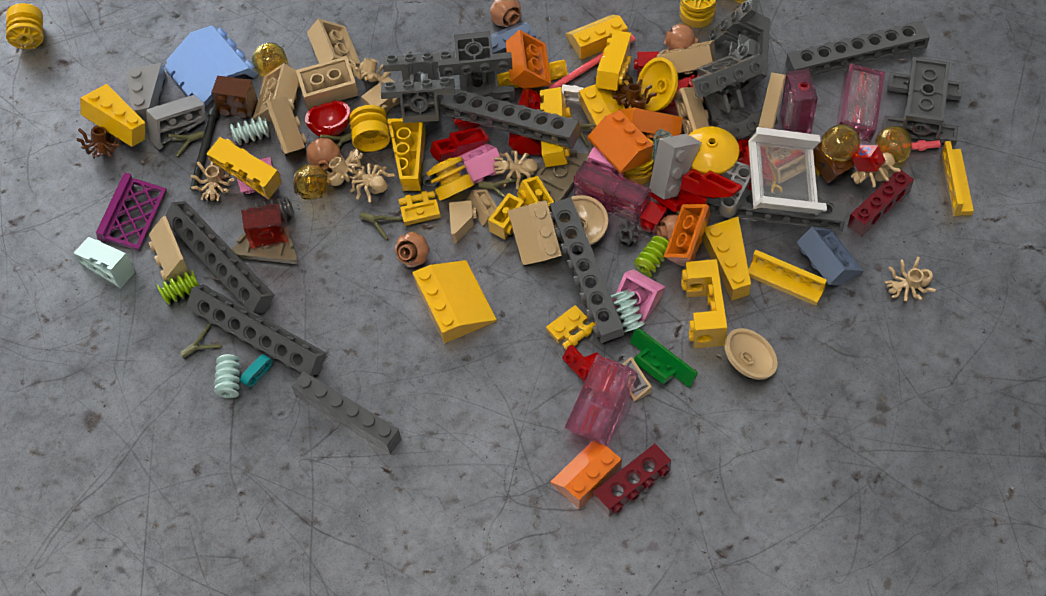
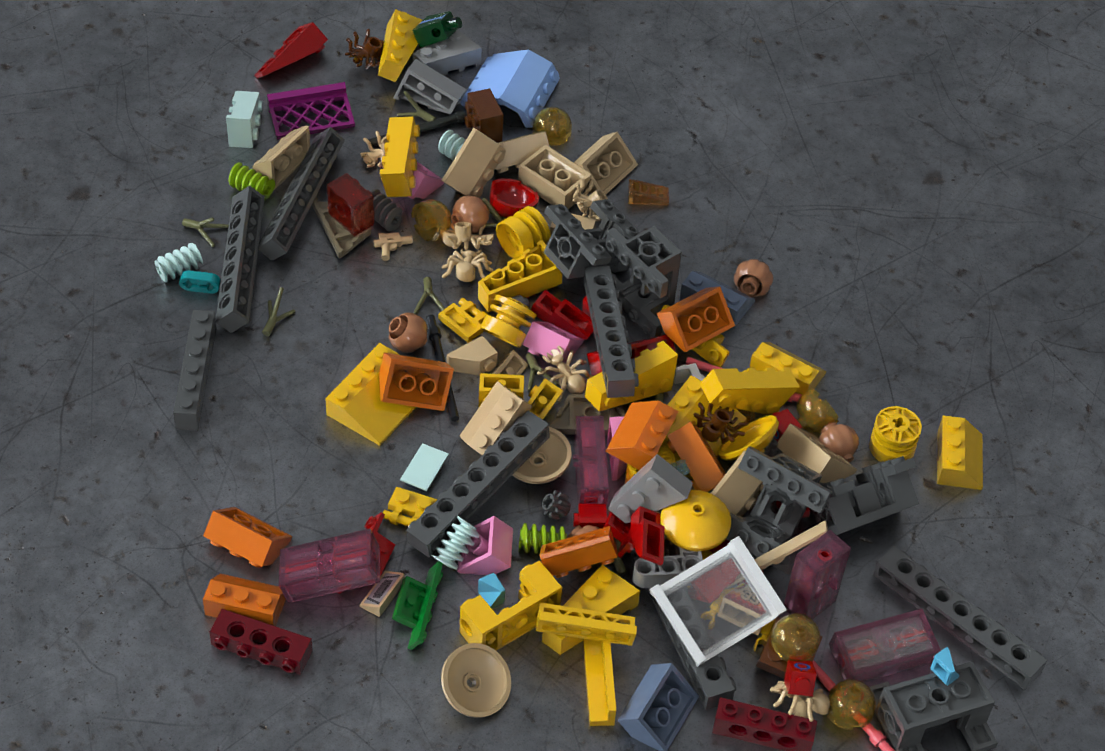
camera: 50 degrees right, 10 degrees down
(53, 188) = (301, 43): none -> red wedge
(123, 79) = (436, 28): none -> dark green torso
(307, 222) = (390, 242): none -> tan piece
(329, 336) = (273, 312): none -> olive plant
(377, 43) = (640, 193): none -> clear orange slope
(457, 246) = (435, 335): none -> black bar
(464, 266) = (414, 381): none -> orange slope
(530, 447) = (246, 536): none -> orange slope
(540, 300) = (424, 467): none -> light aqua piece
(649, 38) = (814, 412): none -> clear yellow cylinder
(676, 309) = (491, 590): none -> medium azure slope
(754, 264) = (584, 624): none -> yellow fence
(914, 71) = (943, 666): none -> medium azure slope

